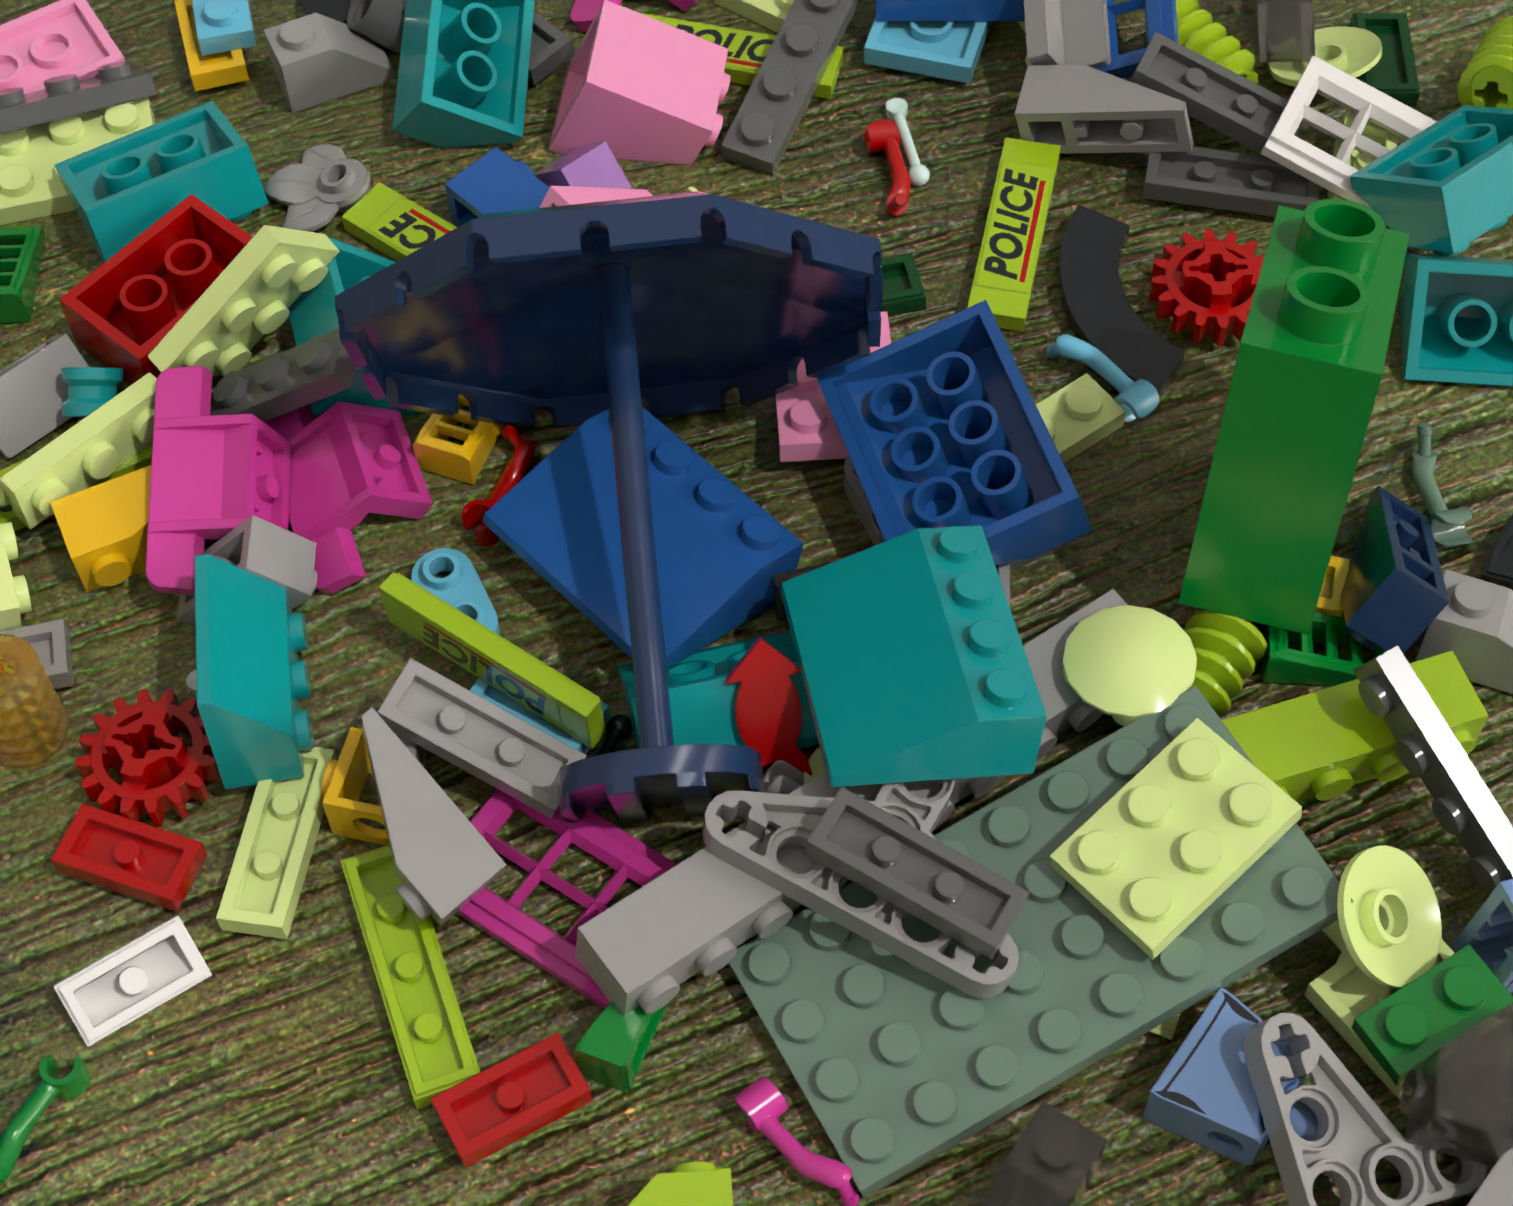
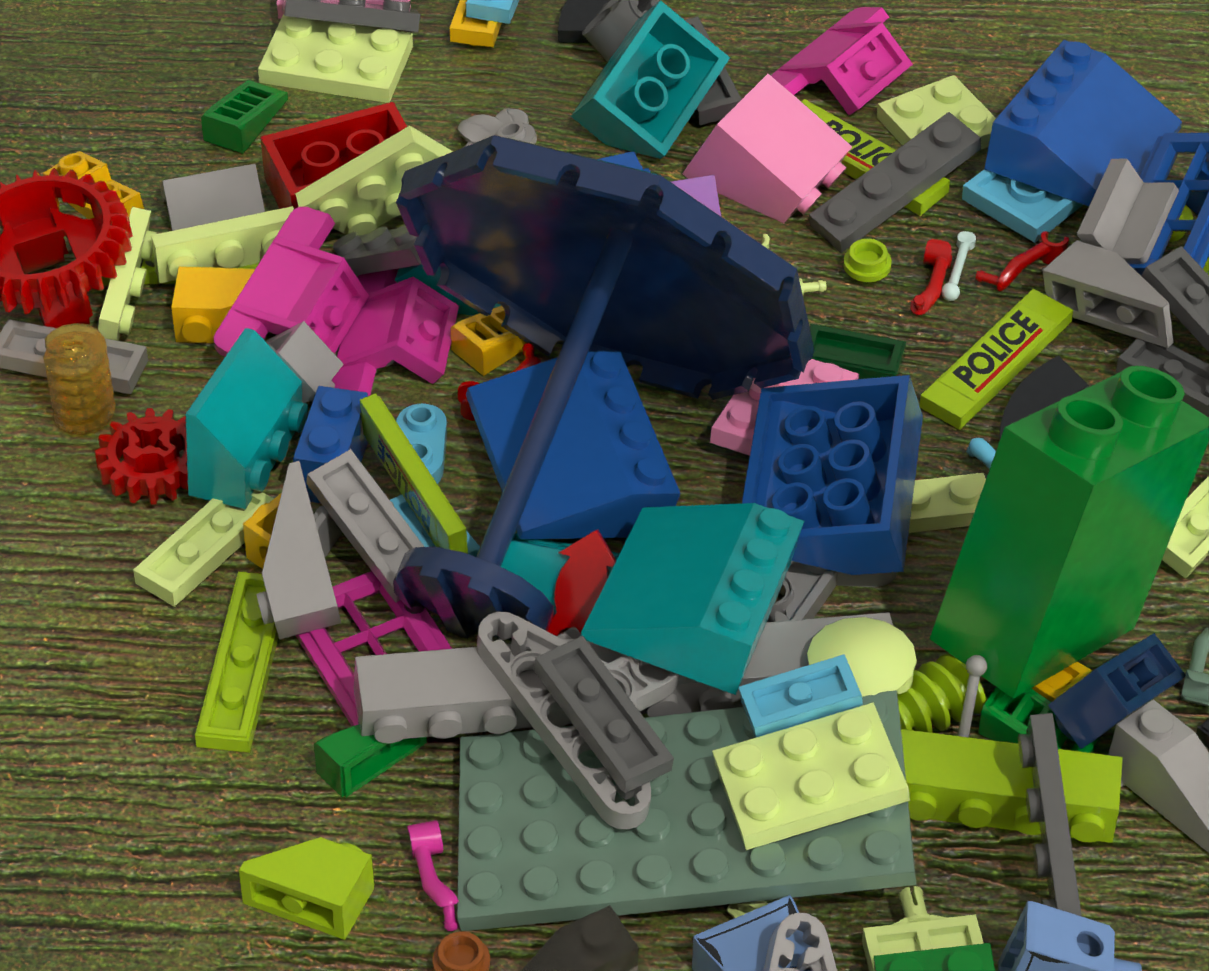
camera: 25 degrees right, 10 degrees down
(89, 388) = (251, 202): teal wheel -> none
(129, 857) = (101, 512): red plate -> none
(132, 980) = (59, 587): white slope -> none
(149, 172) = (411, 78): teal slope -> none
(323, 60) = (552, 51): light grey slope -> none
(357, 643) = (330, 430): none -> blue brick
(511, 1100) = (258, 762): red plate -> none
(813, 174) = (867, 260): none -> lime plate
(987, 91) = (1045, 251): none -> red piece
(1111, 746) = (800, 696): none -> medium azure plate
(1256, 618) = (975, 666): none -> light grey hinge
(1394, 916) = (960, 891): yellowish green dish -> none

